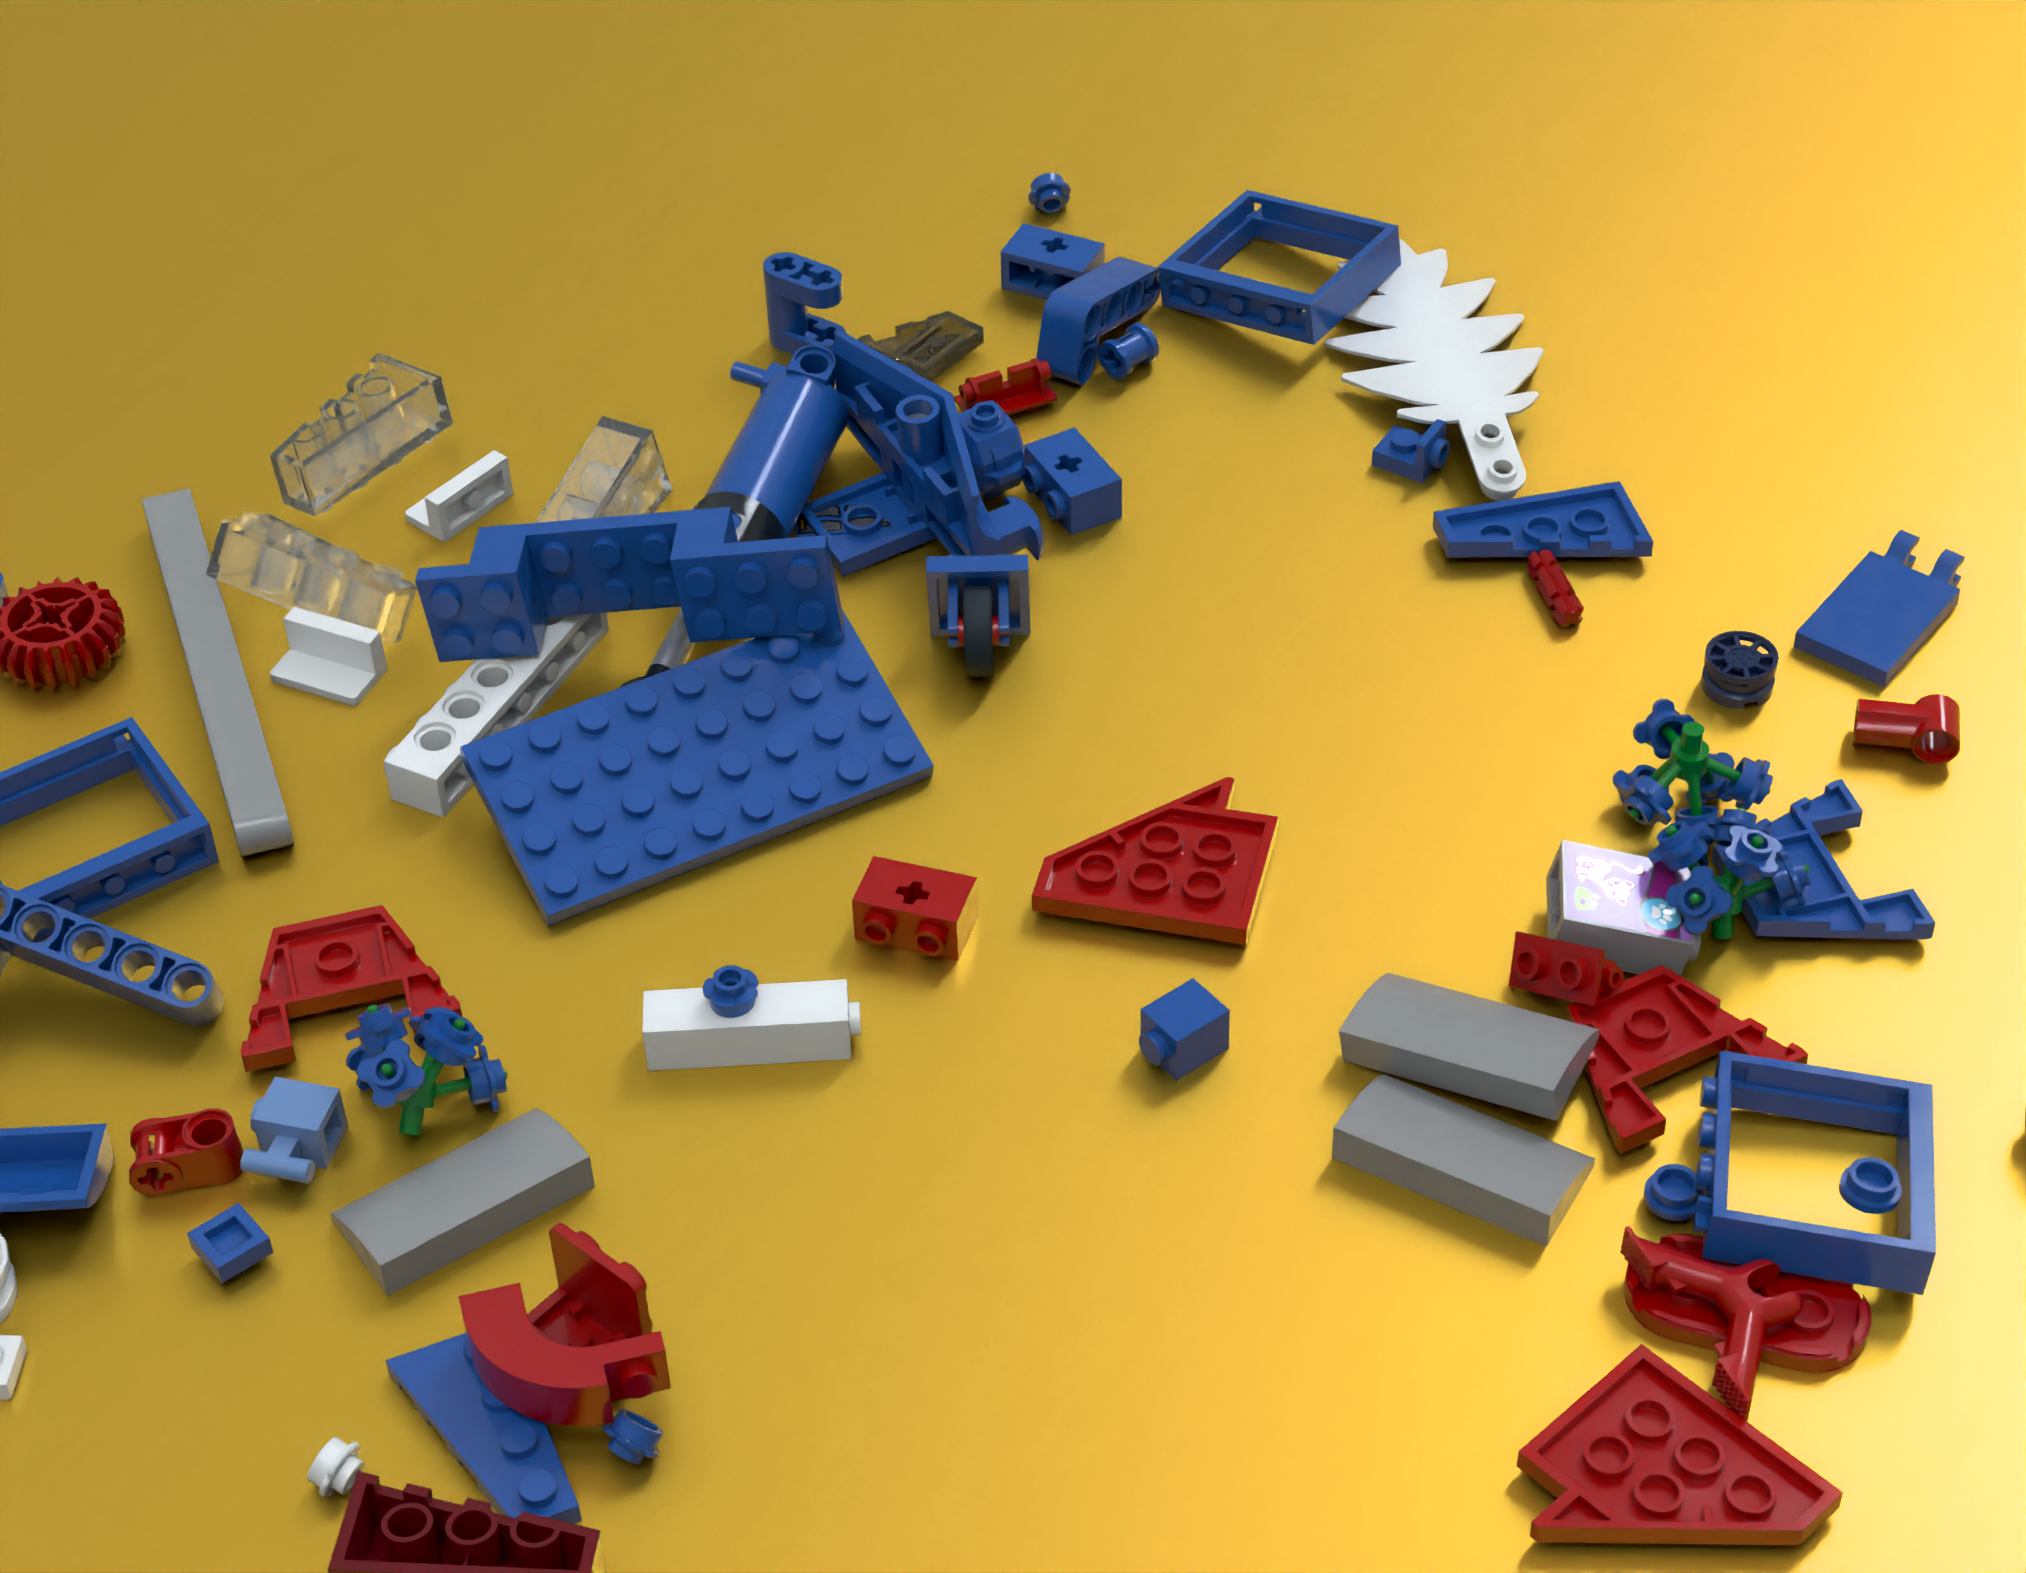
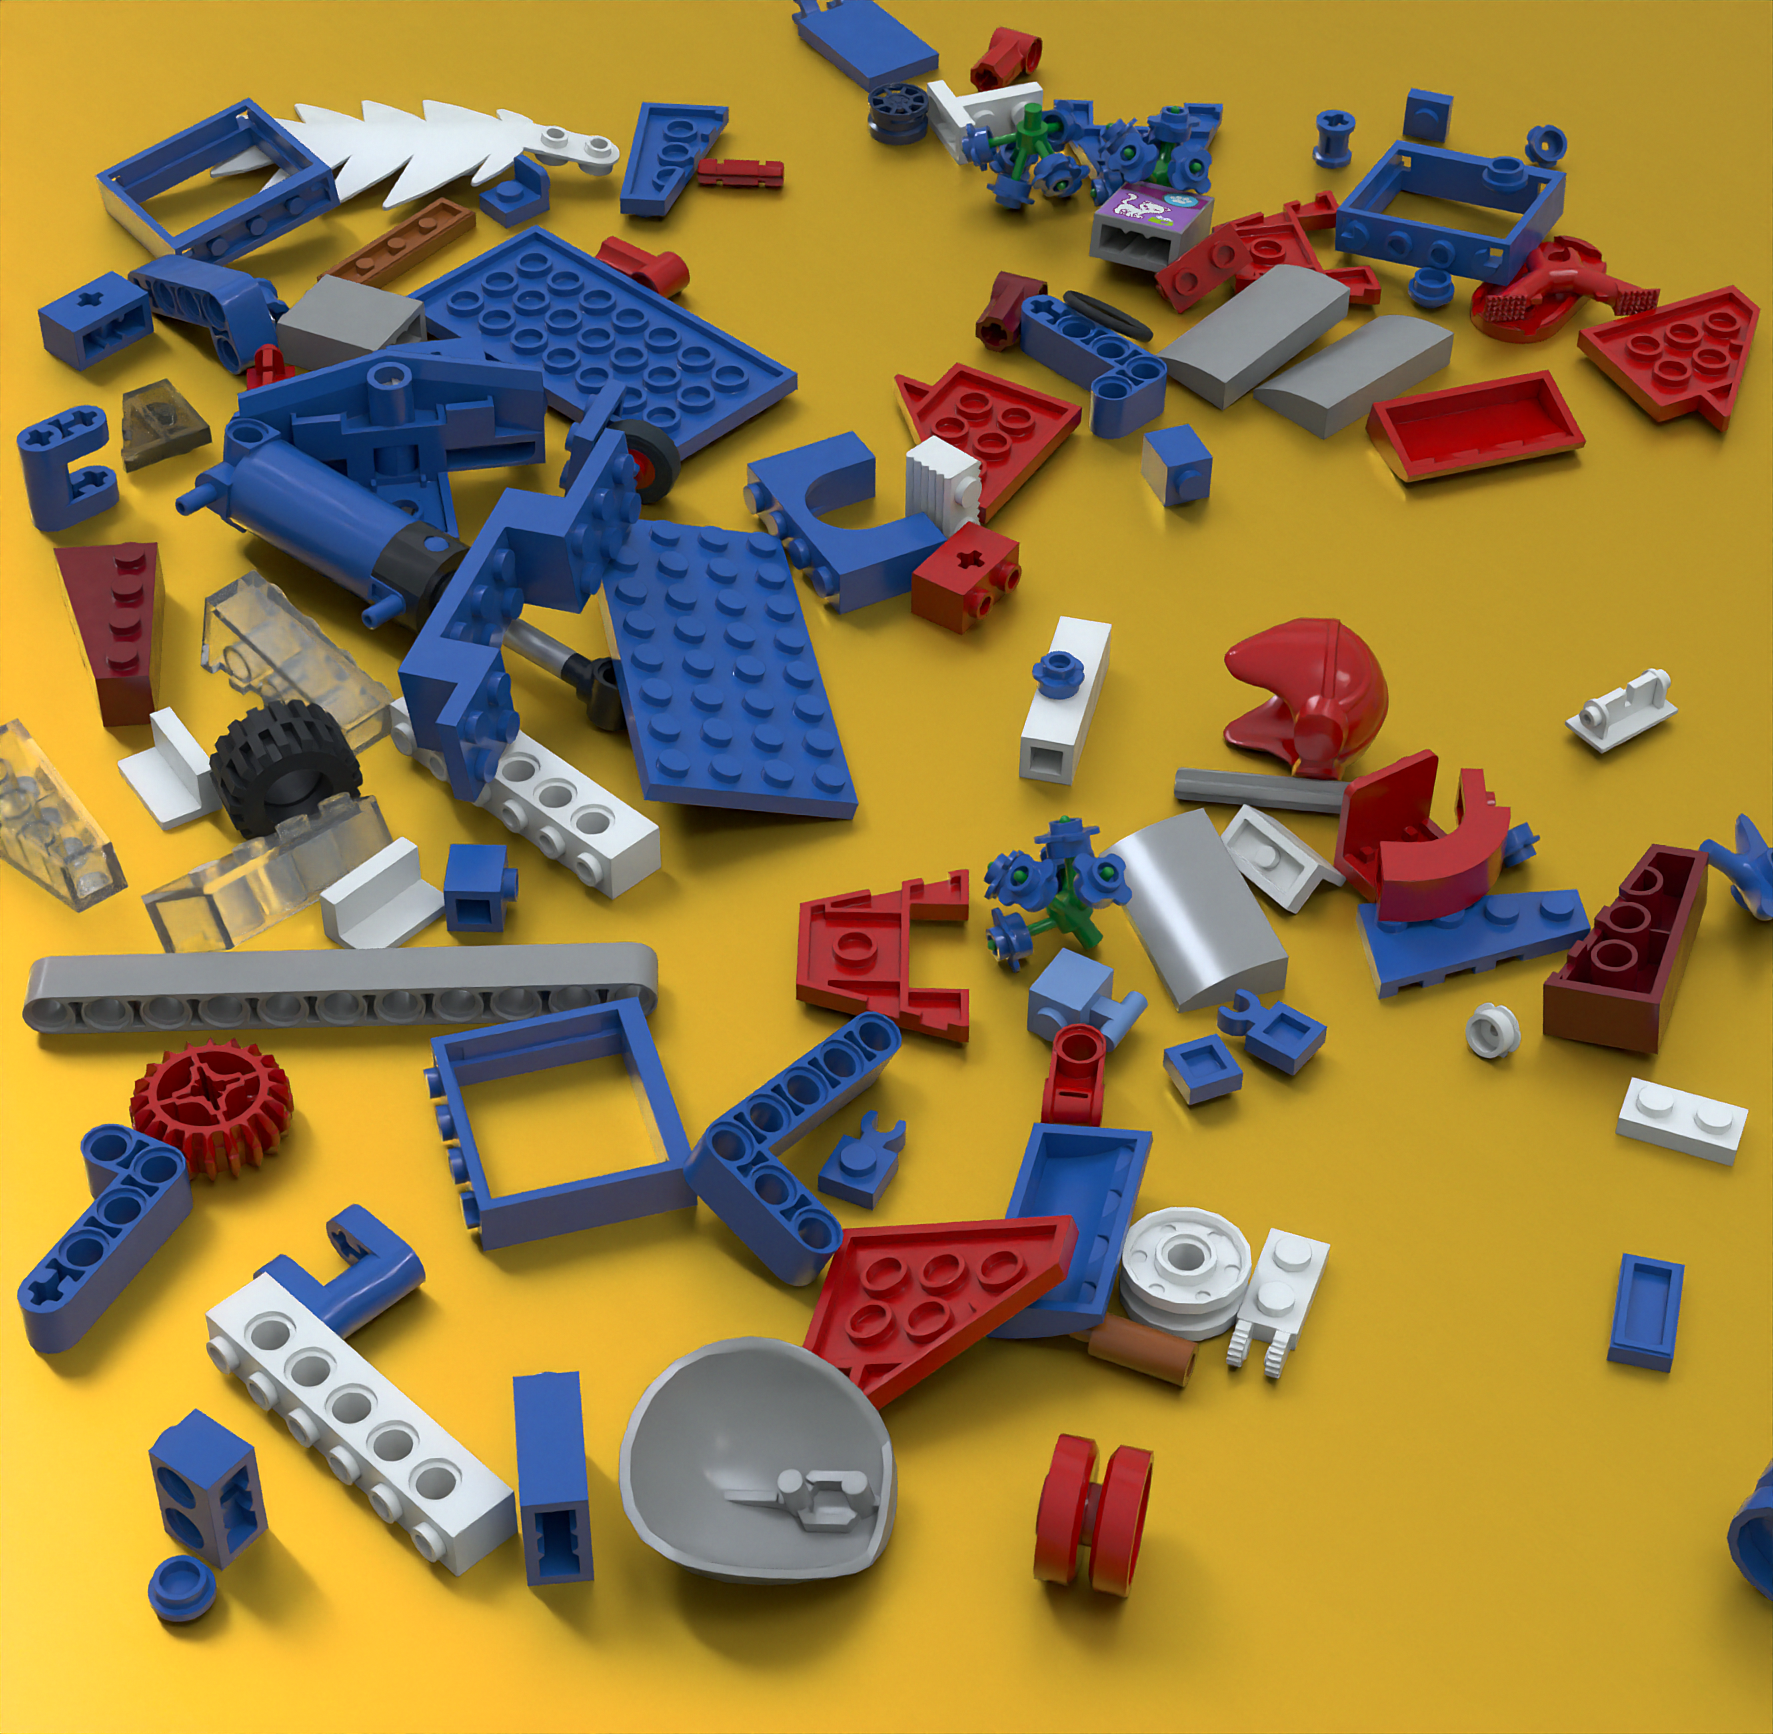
camera: 75 degrees left, 0 degrees up
(72, 1035) = (864, 1167): none -> blue plate
(294, 1292) = (1275, 1035): none -> blue plate
(356, 702) = (478, 887): none -> blue brick
(421, 526) = (281, 765): none -> black tyre
(580, 1209) = (1276, 858): none -> white panel
(650, 388) = (118, 620): none -> dark red wedge
(670, 1231) = (1259, 790): none -> light grey axle
(753, 1188) = (1325, 696): none -> red piece
(903, 1507) = (1625, 712): none -> white hinge
(990, 753) = (843, 564): none -> blue arch
(1008, 846) = (942, 485): none -> white brick
(1119, 407) = (347, 321): none -> light grey brick
(1182, 571) = (589, 323): none -> blue plate
(1281, 406) = (405, 244): none -> dark orange tile
(1320, 963) = (1121, 376): none -> blue beam
(1321, 567) = (662, 274): none -> red piece
(1389, 930) = (1108, 316): none -> black tyre
(1396, 1283) = (1473, 426): none -> red slope
(1428, 839) = (1002, 317): none -> dark red piece
(1759, 719) = (996, 108): none -> white bracket
(1935, 1030) = (1333, 139): none -> blue bush

